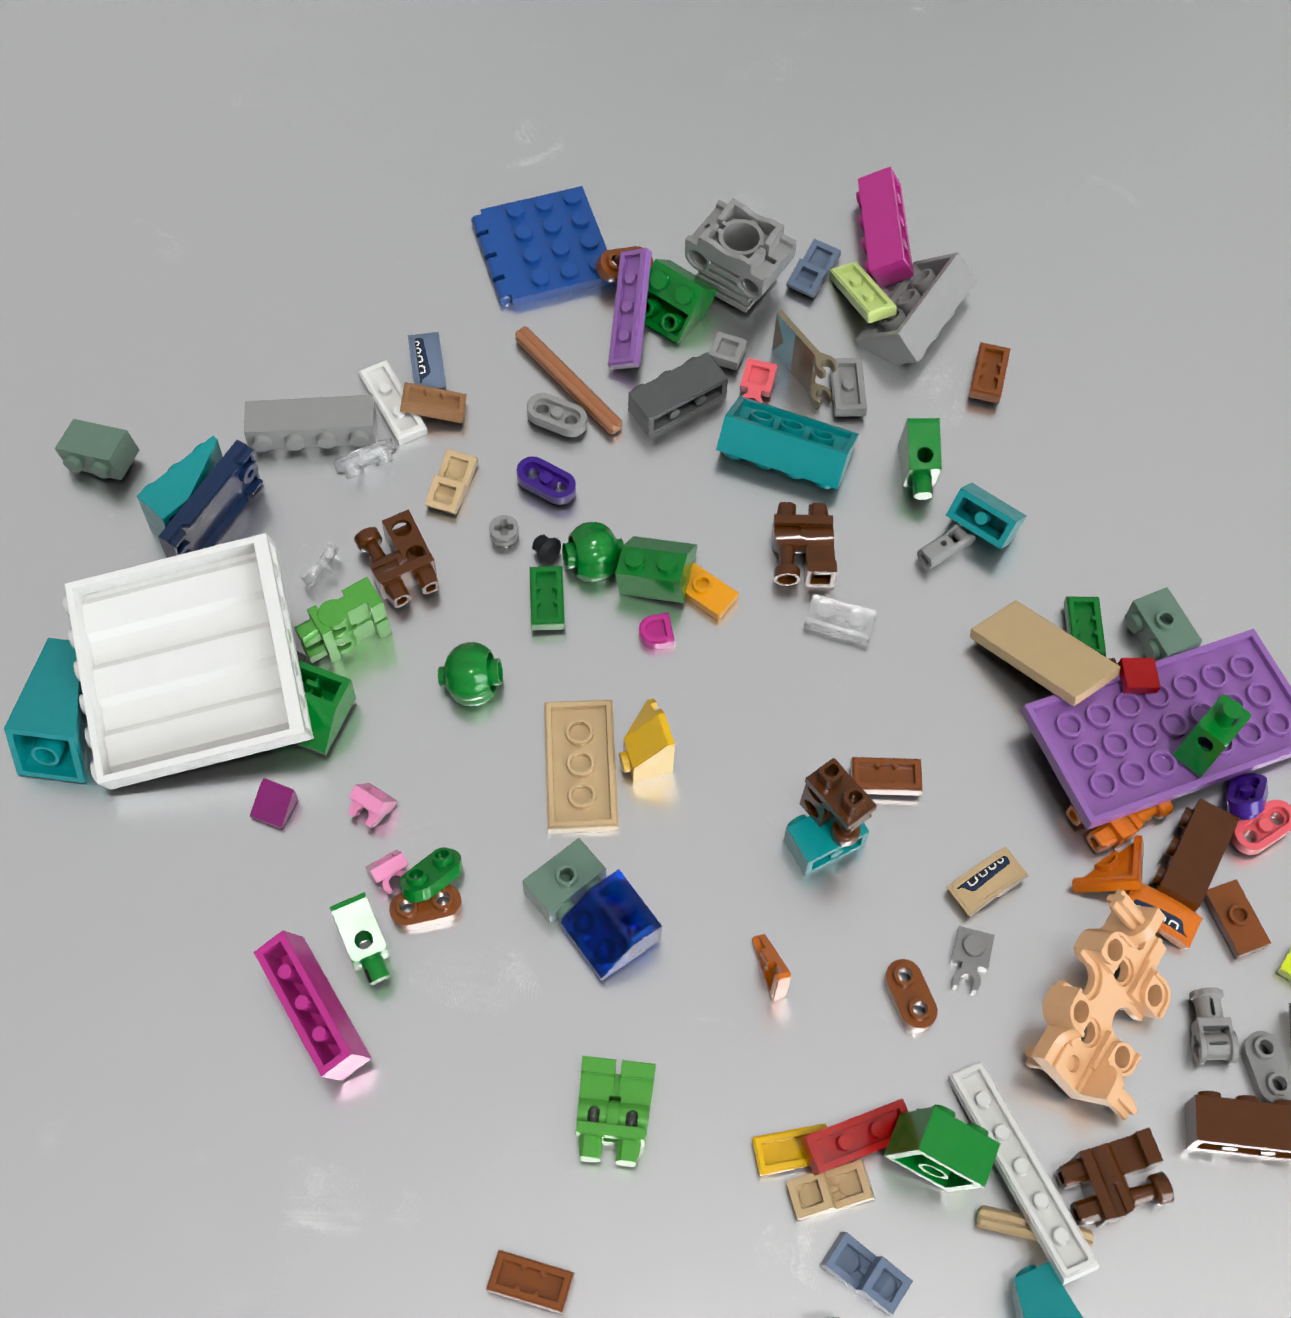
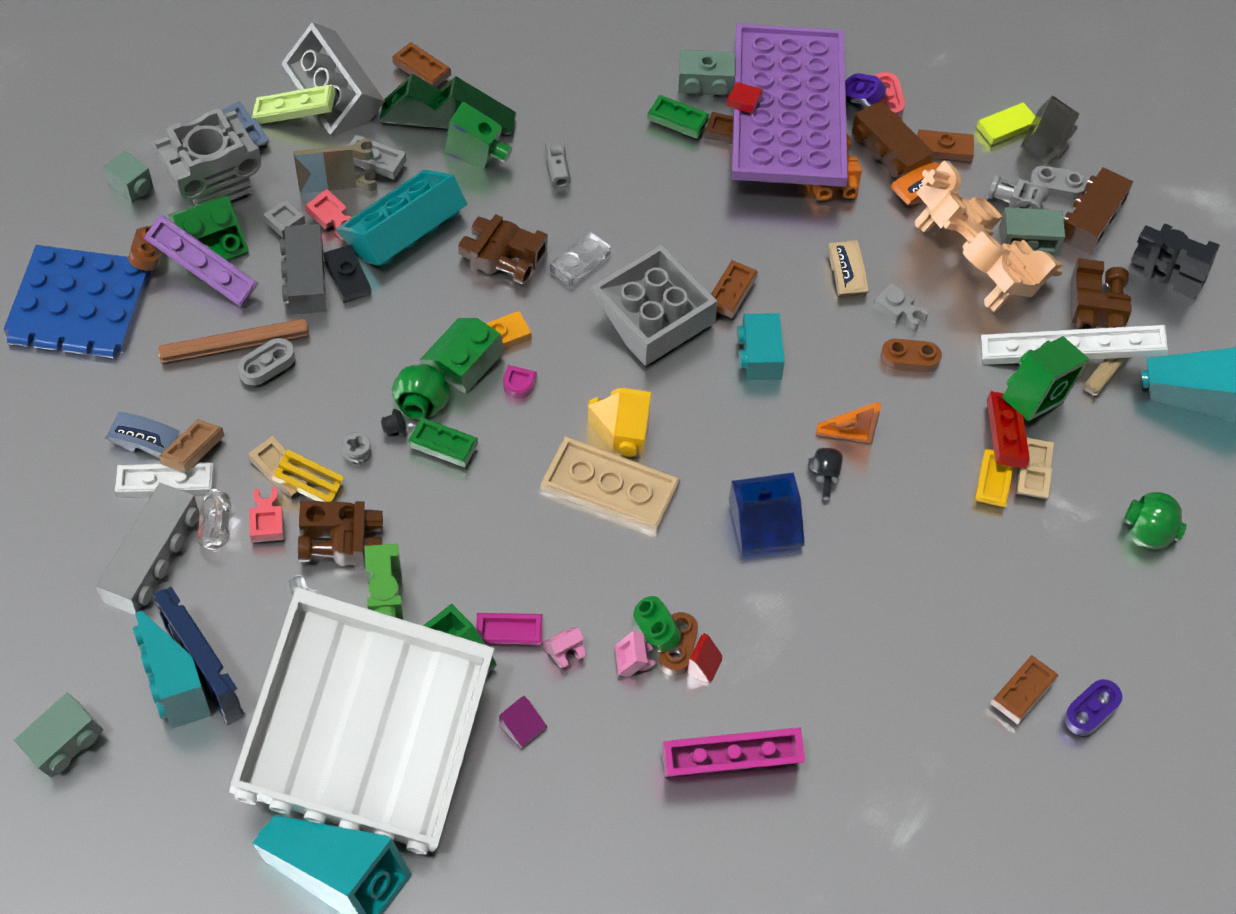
camera: 65 degrees left, 5 degrees down
(356, 925) = (688, 692): torso -> none
(369, 748) = (510, 628): none -> dark pink tile
(387, 497) = (267, 518): none -> coral plate
(415, 938) = (705, 659): none -> red slope
(442, 480) = (312, 467): none -> yellow tile
(471, 674) = (485, 523): green plant -> none
(548, 481) = (325, 395): dark purple plate -> none
(563, 880) = (711, 532): sand green brick -> none
(599, 1095) = (915, 577): bright green hips -> none
(695, 209) = (128, 176): none -> sand green brick
(697, 431) = (347, 273): none -> black plate
(712, 963) = (827, 465): none -> black piece
(810, 705) = (655, 304): none -> light grey slope
(835, 795) = (759, 308): reddish brown hips -> none
(866, 1273) = (1104, 474): sand blue slope -> none
(884, 227) = (241, 61): dark pink brick -> none
(935, 397) = (424, 105): none -> dark green slope
(986, 515) = (552, 124): teal brick -> none
(1045, 653) = (691, 143): tan tile -> none
(1115, 871) = (879, 191): orange tile -> none
(1168, 1062) = (1038, 227): none -> sand green brick
(1220, 727) = (819, 75): green torso -> none
(1222, 1246) = (1175, 259): none -> black hips

